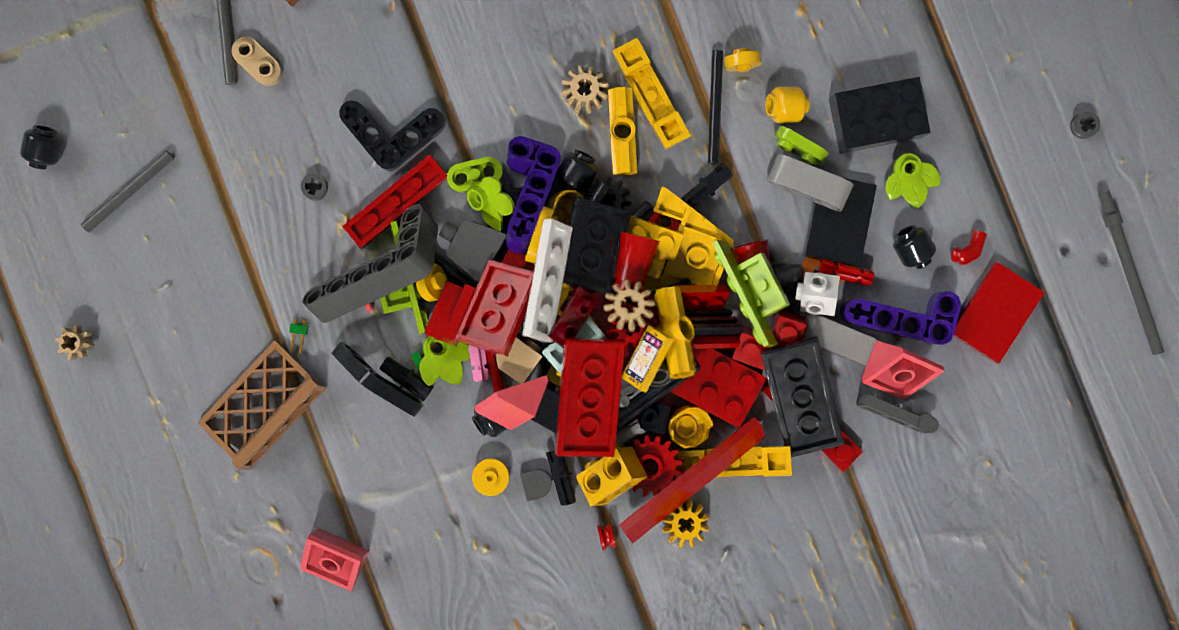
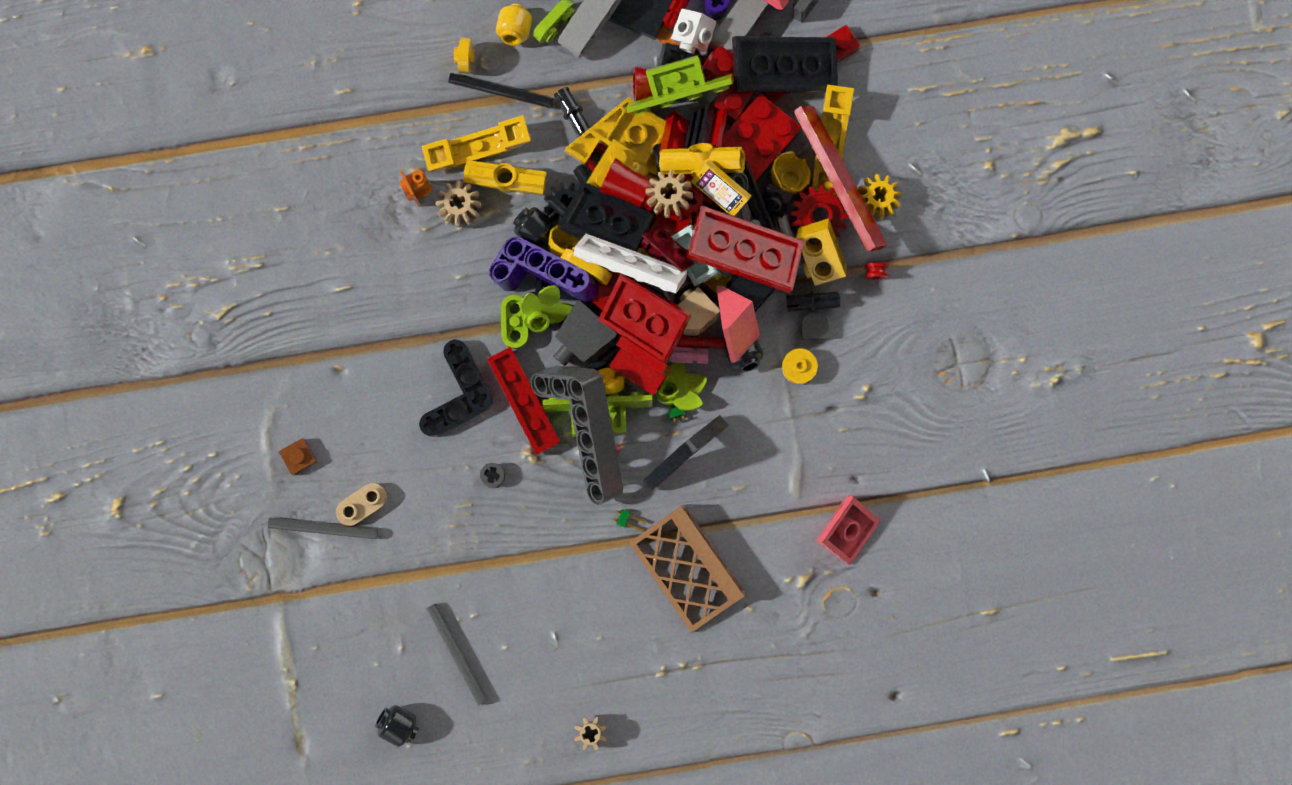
camera: 80 degrees left, 5 degrees down
(406, 378) = (691, 425): black axle -> none
(590, 39) = (415, 185): none -> orange hinge

